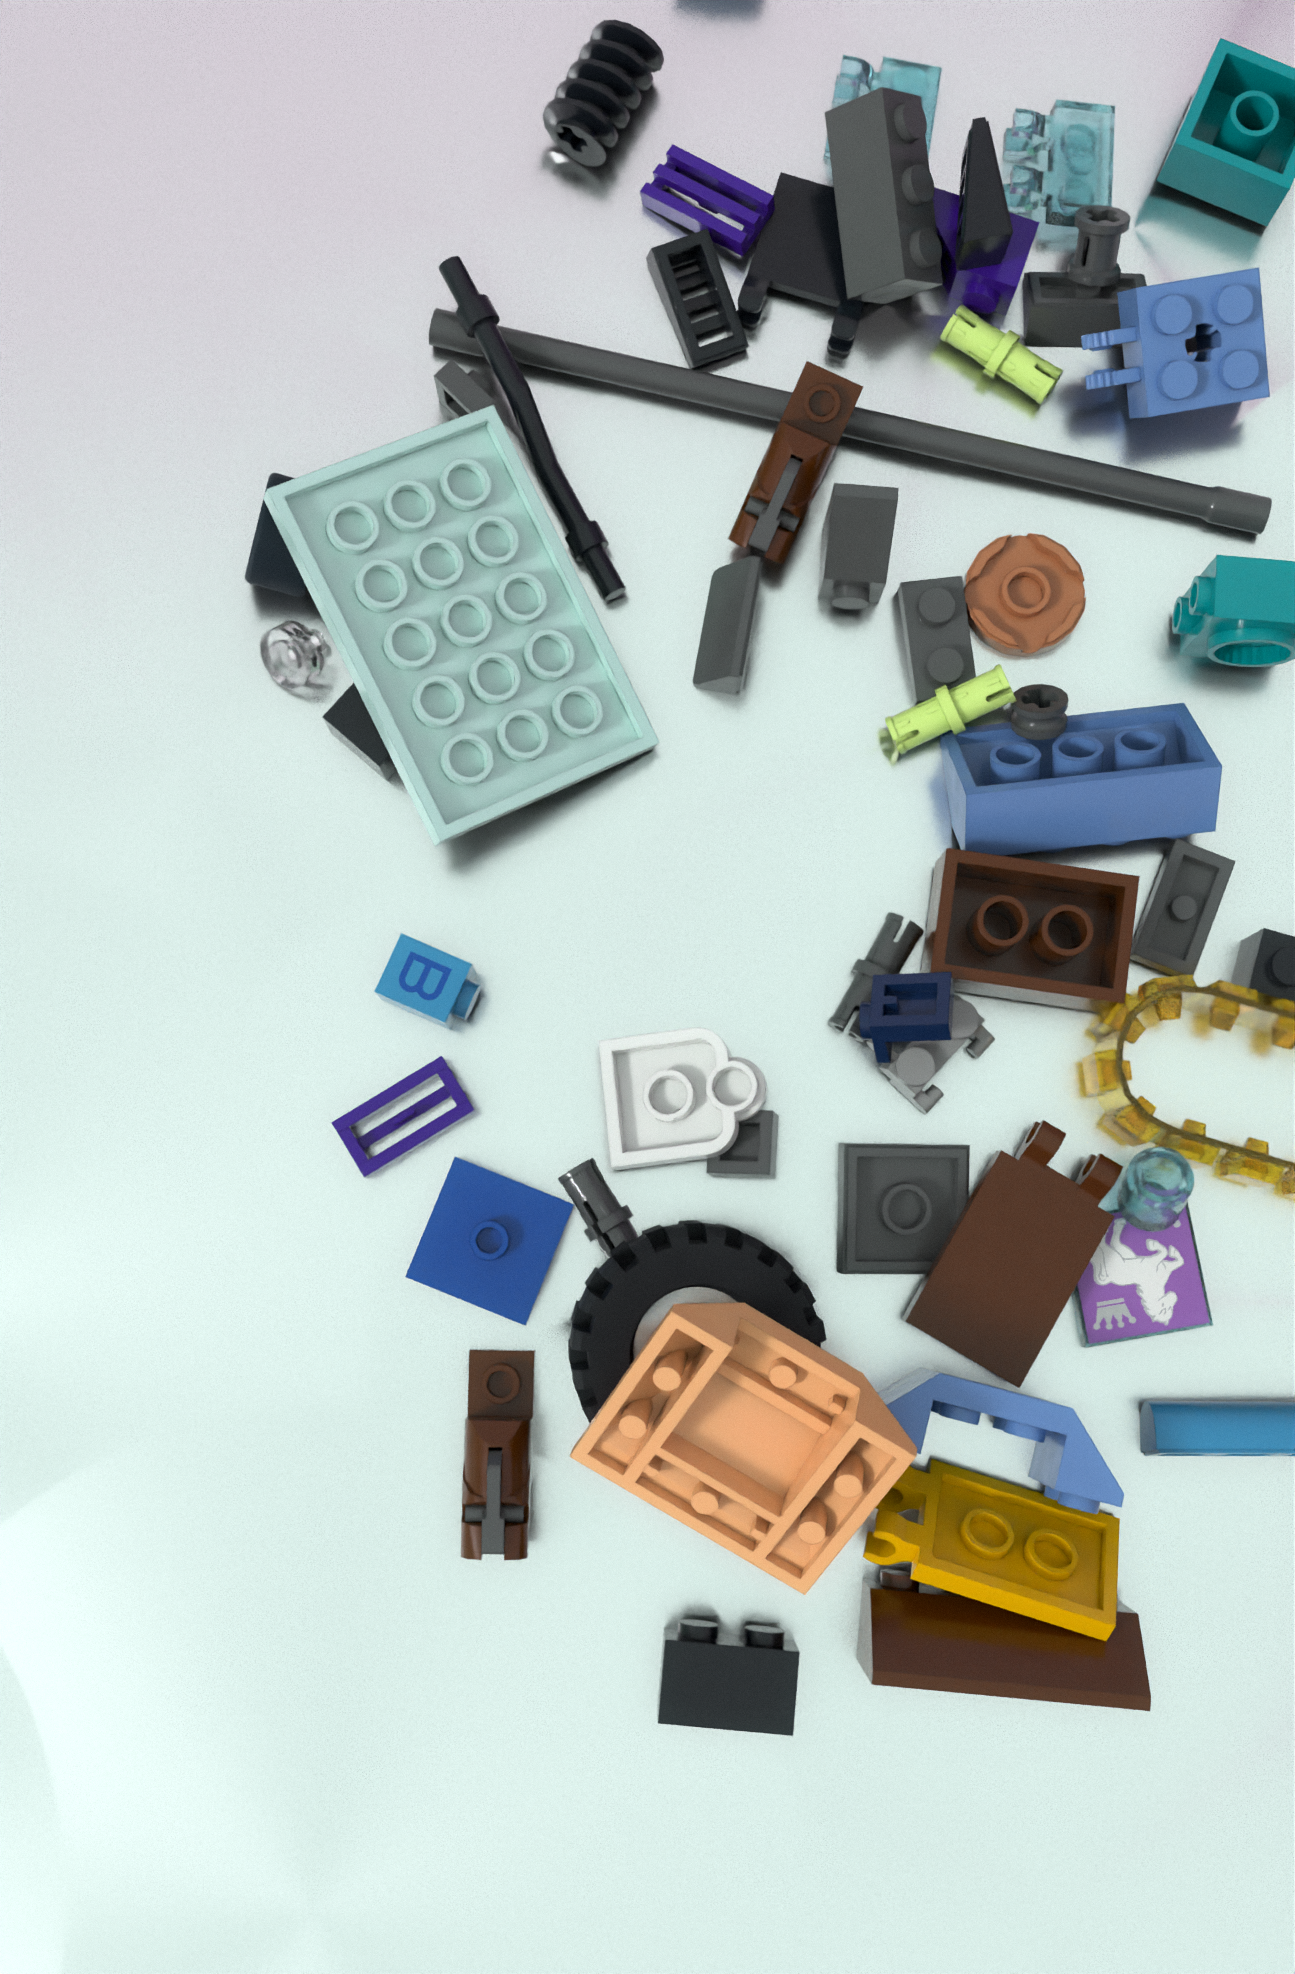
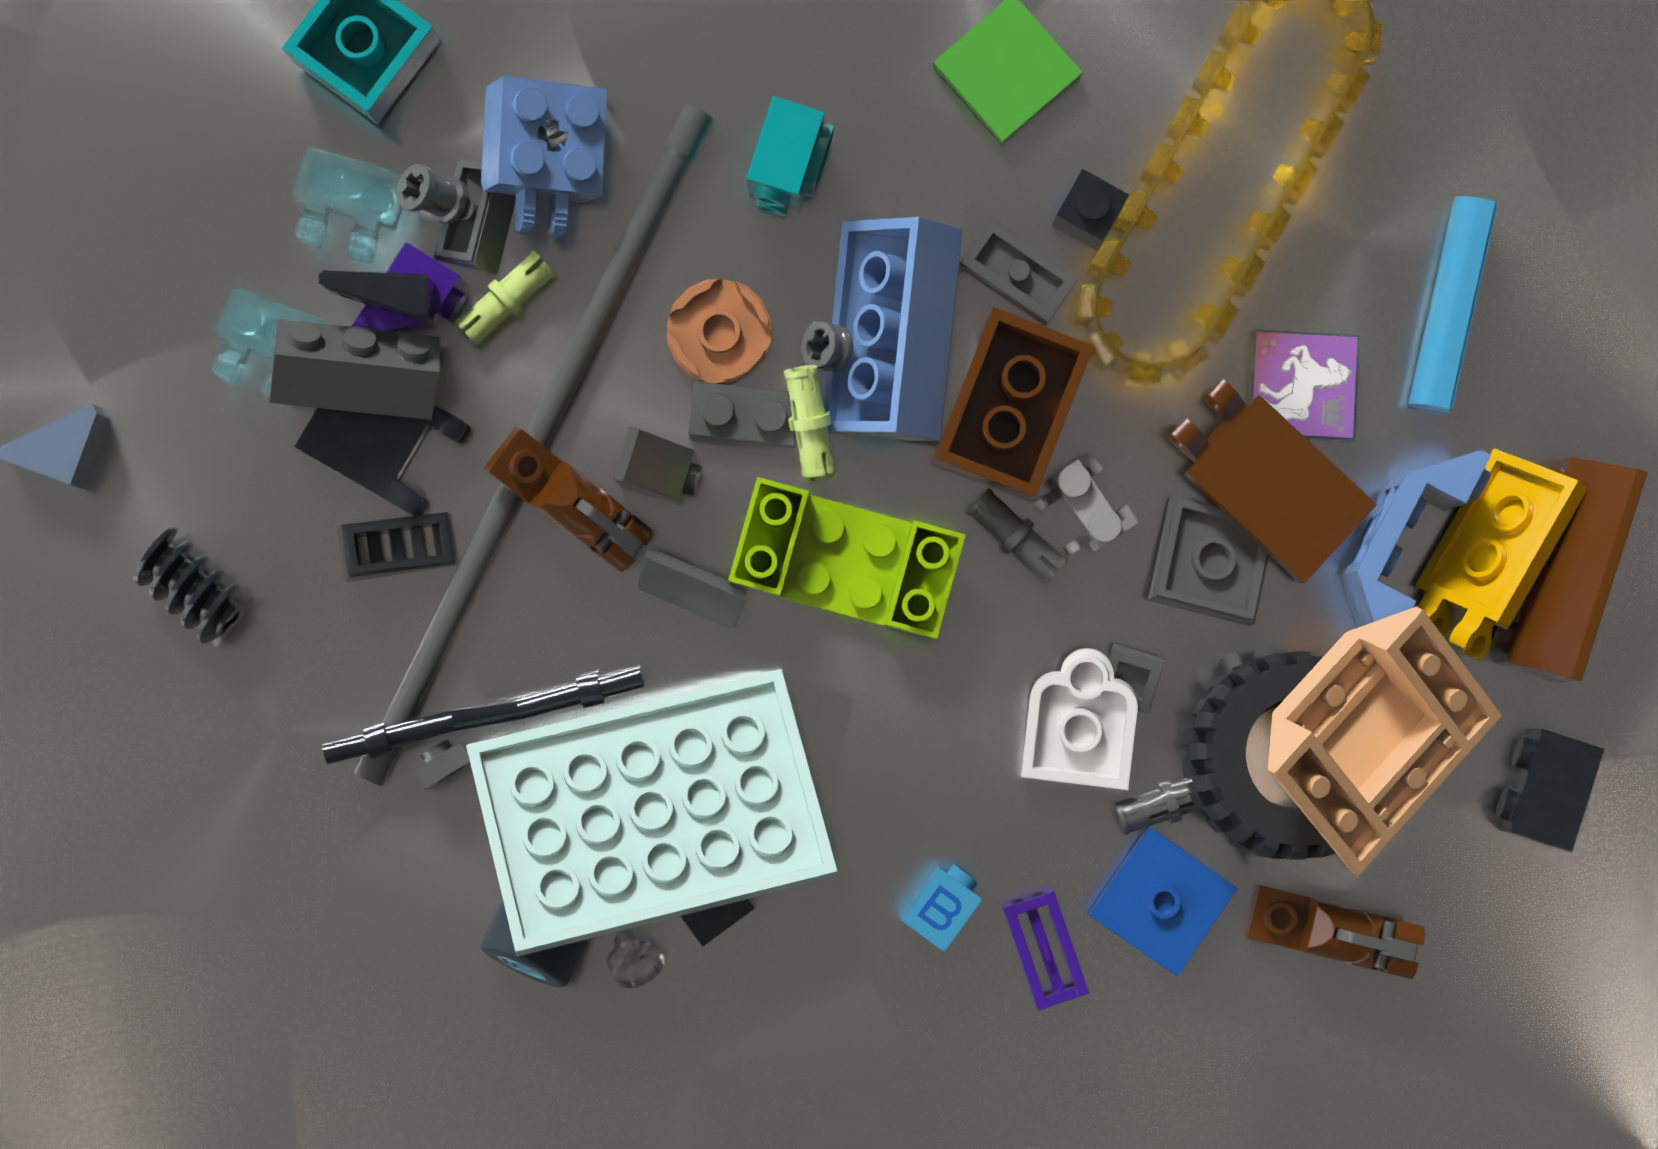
camera: 70 degrees left, 5 degrees up
(713, 191) = (276, 547): dark purple tile -> none
(803, 779) = (846, 559): none -> lime slope
(907, 1010) = (1060, 522): dark blue bracket -> none
(1155, 1189) = (1246, 357): clear light blue brick -> none

